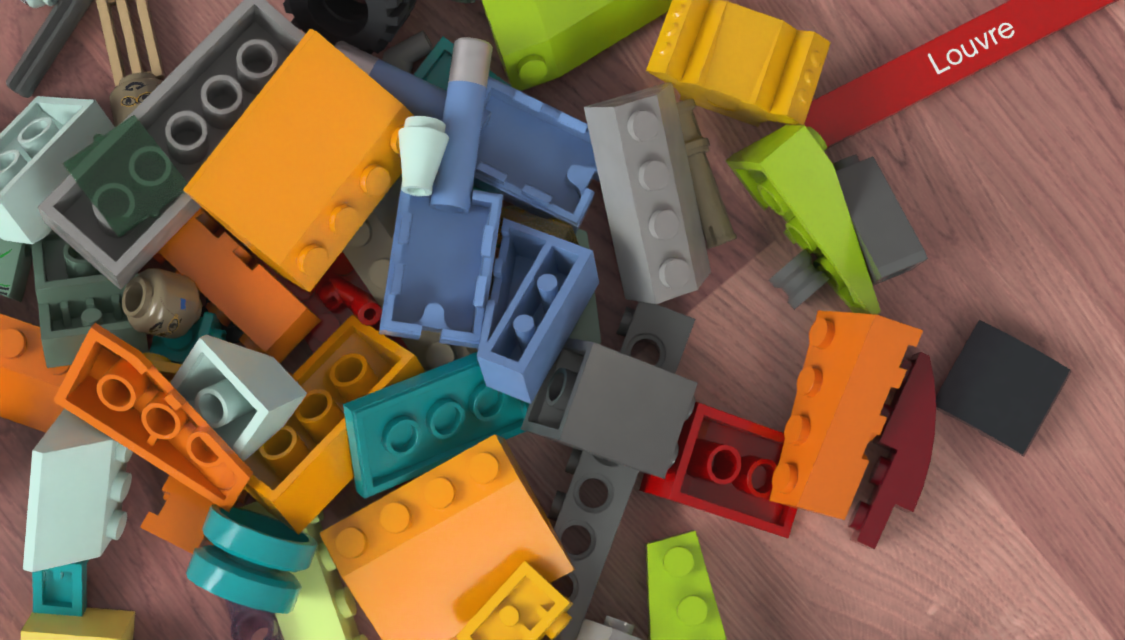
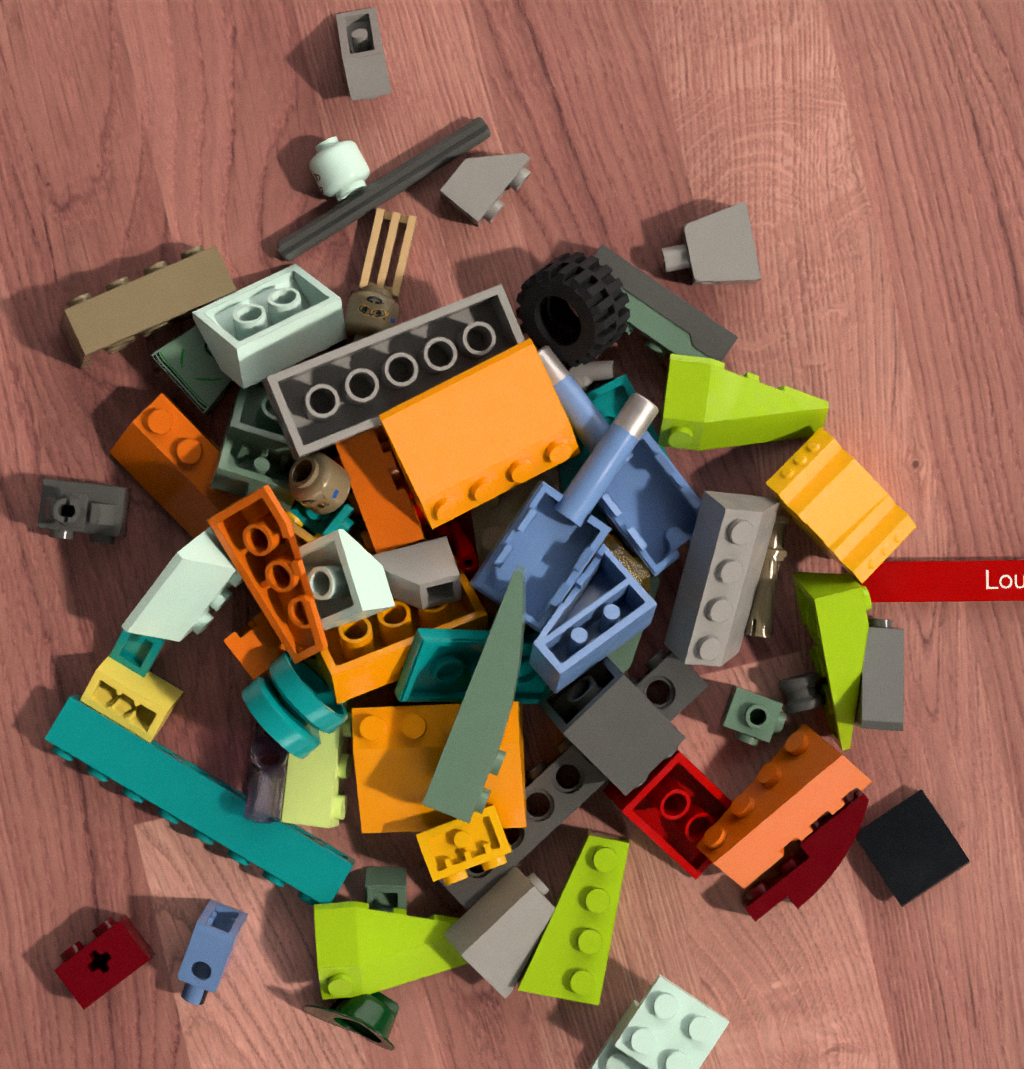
camera: 20 degrees right, 5 degrees up
(126, 175) = (341, 384): clear green piece -> none
(324, 347) = (422, 573): none -> light grey slope
(421, 152) = (567, 468): light aqua cone -> none
(461, 461) = (484, 713): none -> sand green slope
(760, 330) = (753, 716): none -> sand green brick

